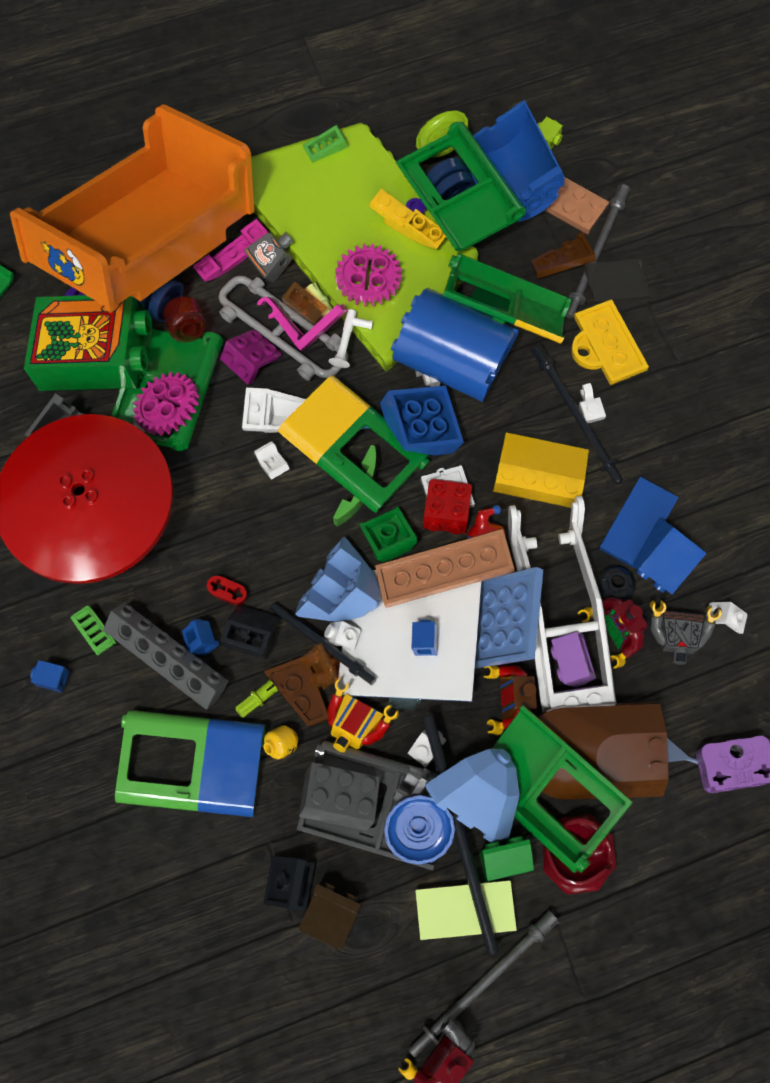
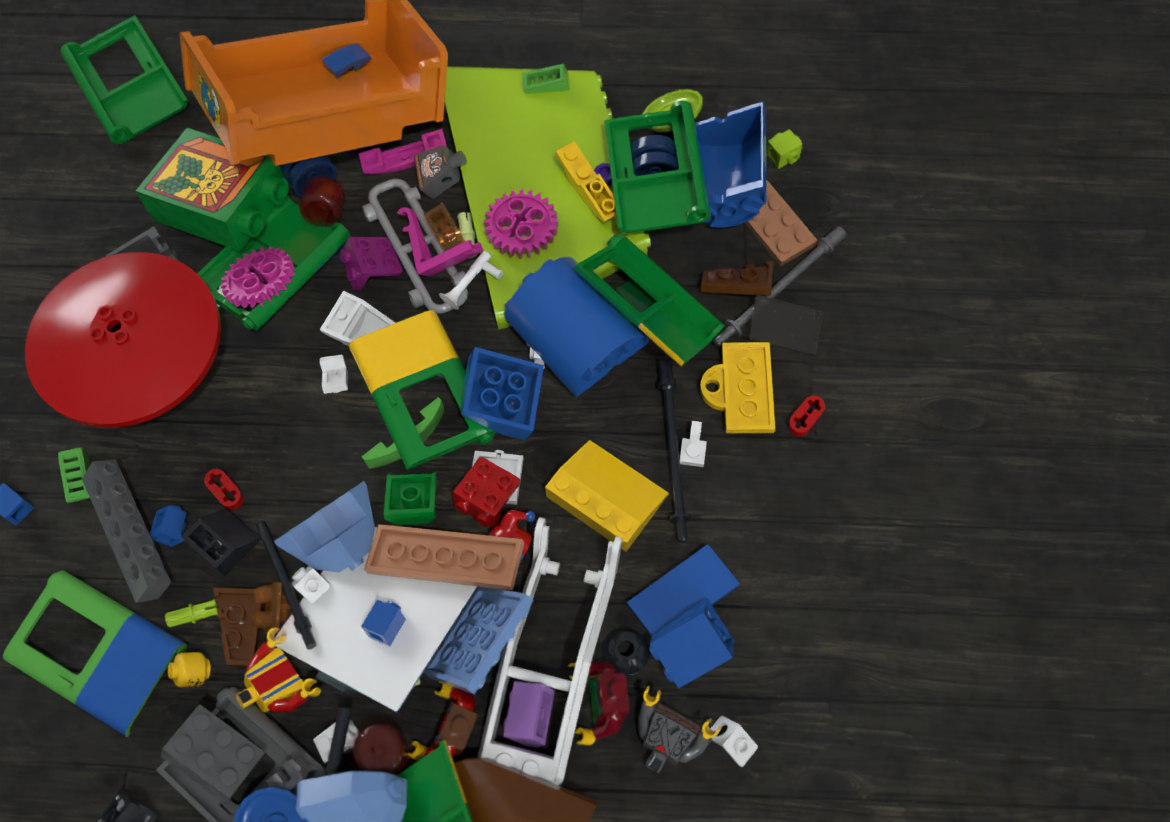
camera: 25 degrees right, 5 degrees down
(143, 186) = (348, 57): none -> blue slope
(473, 728) = (372, 758): none -> clear red head
(670, 348) = (810, 419): none -> red beam

